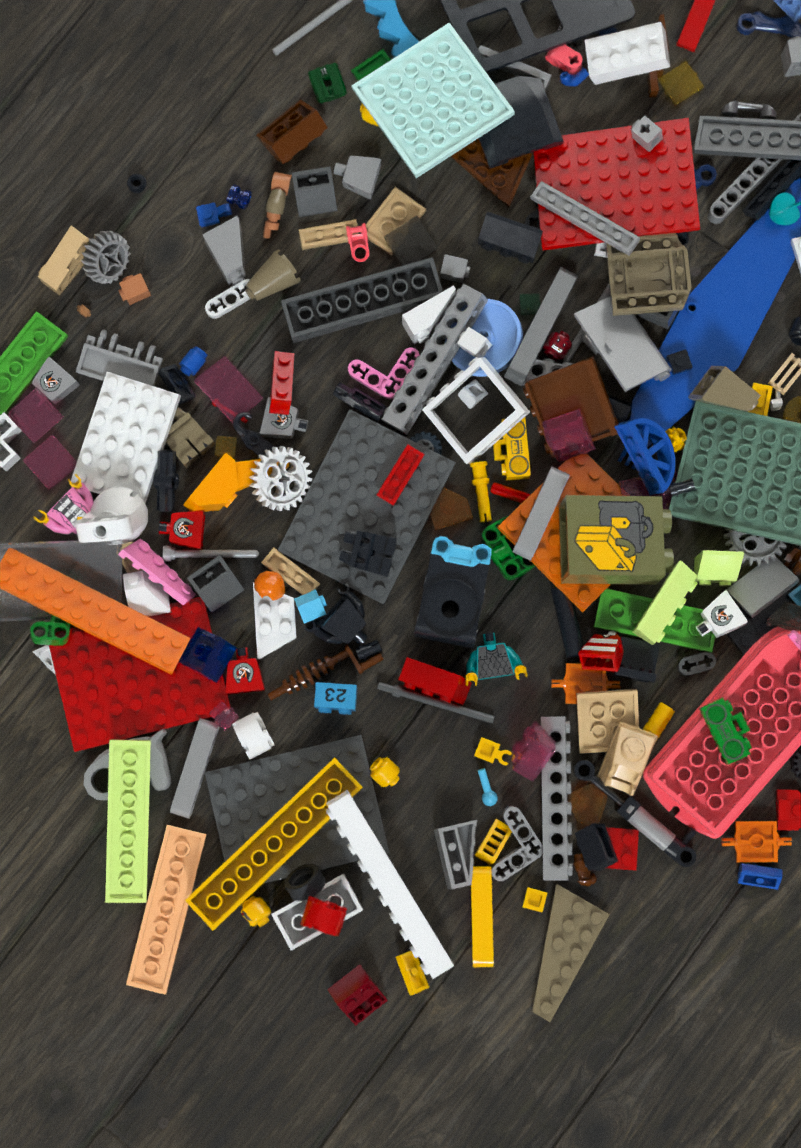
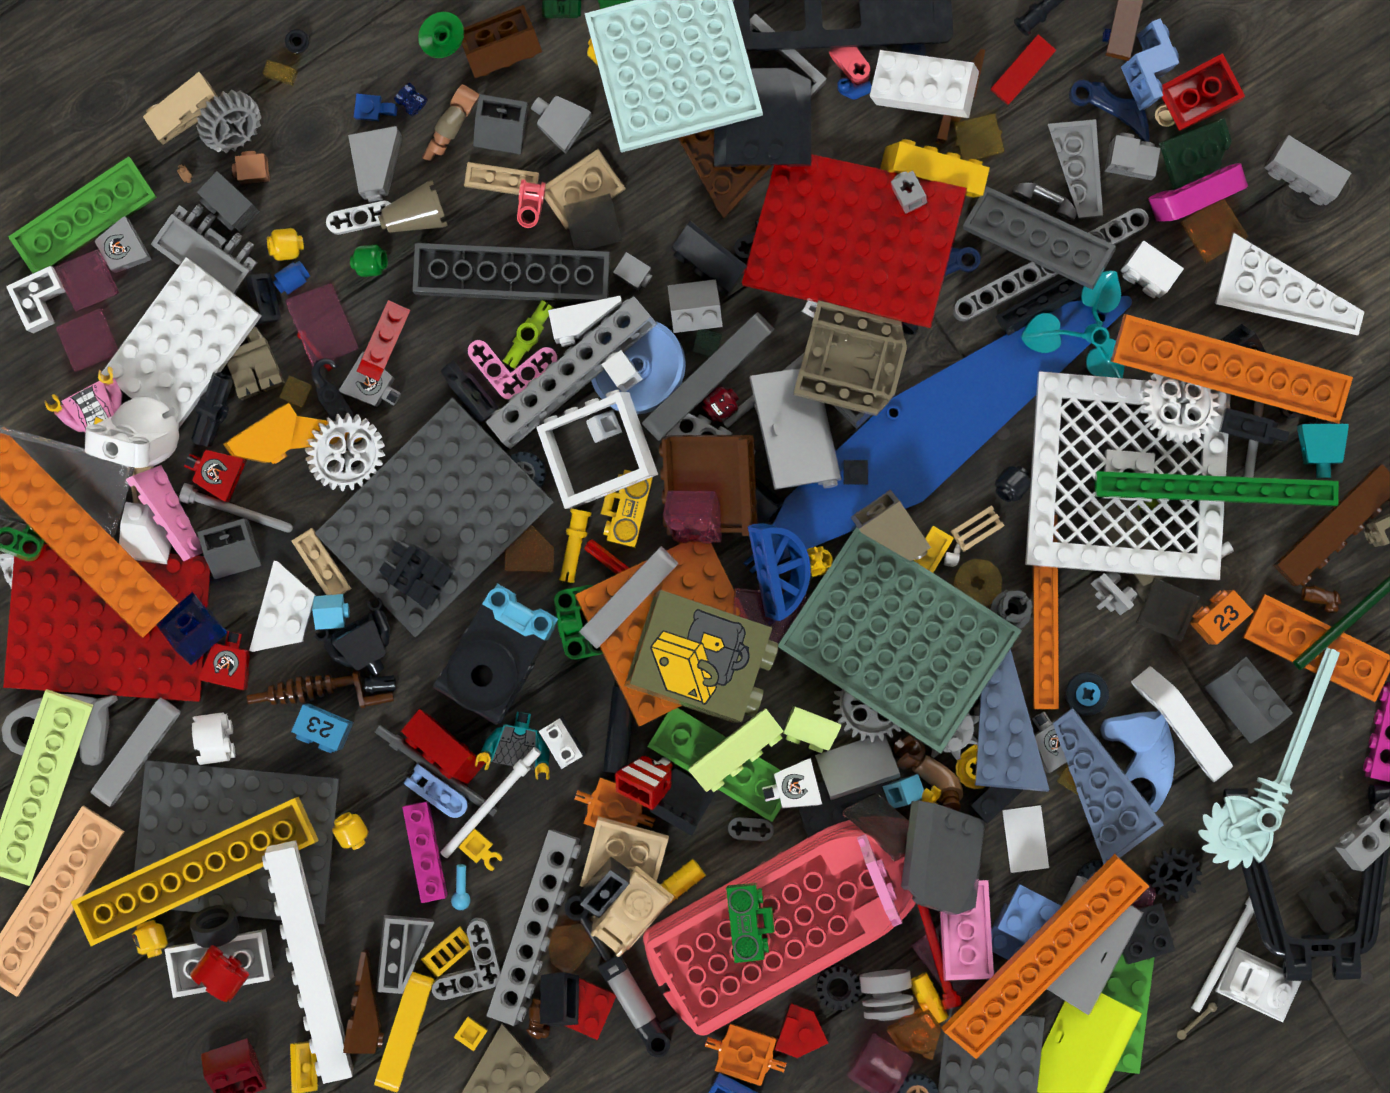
camera: 20 degrees right, 5 degrees up
(125, 318) = (225, 199): none -> dark grey brick
(131, 210) = (280, 72): none -> clear yellow piece
(179, 337) = (284, 244): none -> yellow head
(224, 715) = (187, 704): clear pink piece -> none
(241, 136) = (435, 28): none -> green dish
(248, 328) = (369, 260): none -> green head
(270, 584) = (291, 571): orange hair -> none
(393, 333) = (521, 346): none -> lime pin
(400, 475) = (483, 496): red plate -> none
(442, 719) = (437, 792): none -> light blue plate
(449, 767) = (425, 851): none -> dark pink brick
(449, 921) = (364, 1026): none -> reddish brown wedge
(503, 675) = (520, 769): none -> white bar
(513, 276) = (694, 306): none -> light grey slope
(528, 644) = (561, 744): none -> white hips
(532, 751) = (524, 867): clear pink slope -> none
(585, 218) = (802, 267): light grey tile -> none
(601, 745) = (605, 887): none -> black brick
(657, 111) = (936, 166): none -> yellow wedge
(682, 487) = (808, 622): black pin -> none
(763, 73) = (1079, 158): none -> light grey wing

